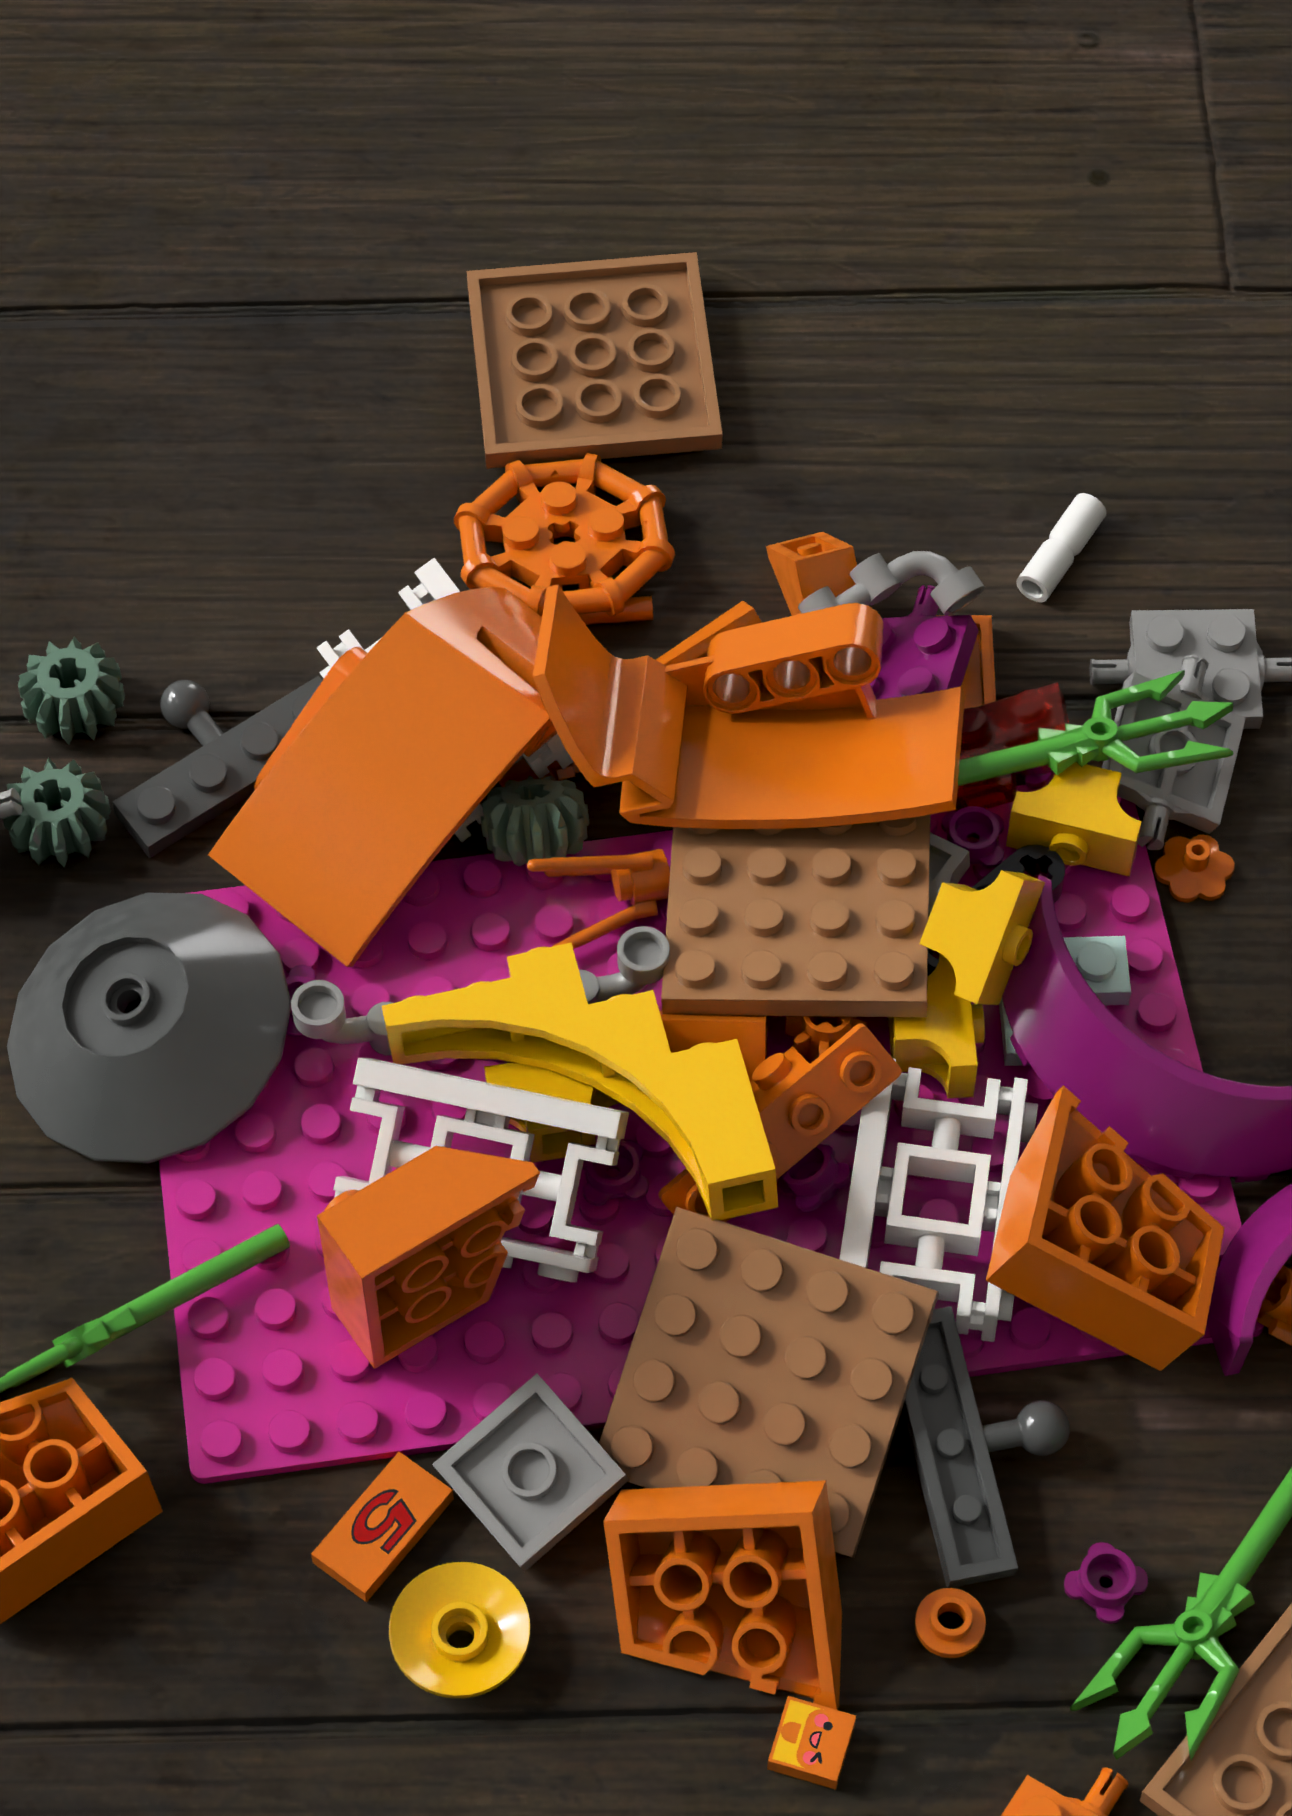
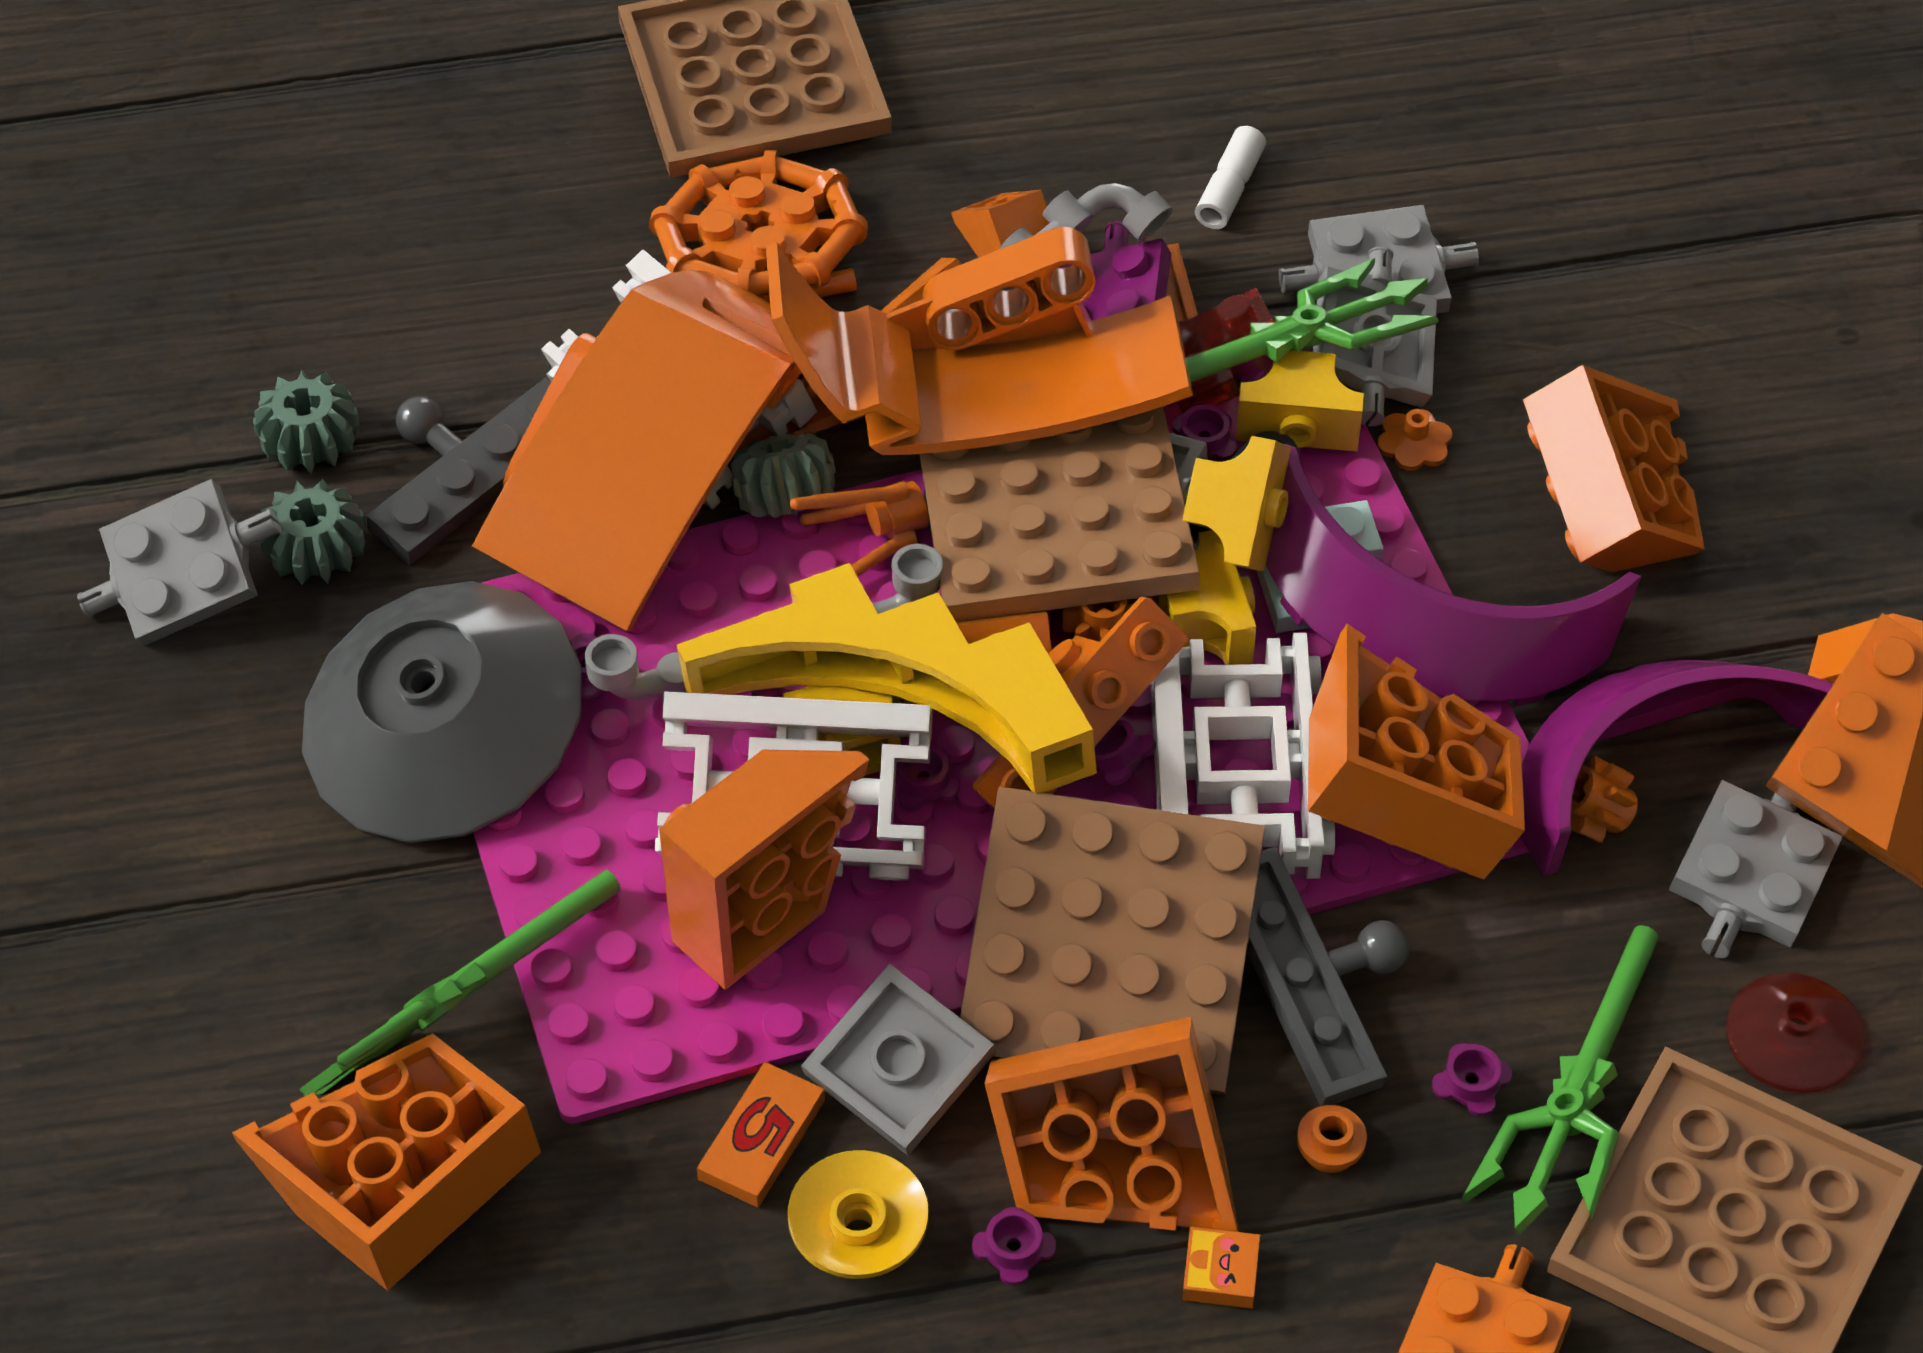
camera: 10 degrees left, 5 degrees down
(615, 1666) = (1014, 1226): none -> magenta plate

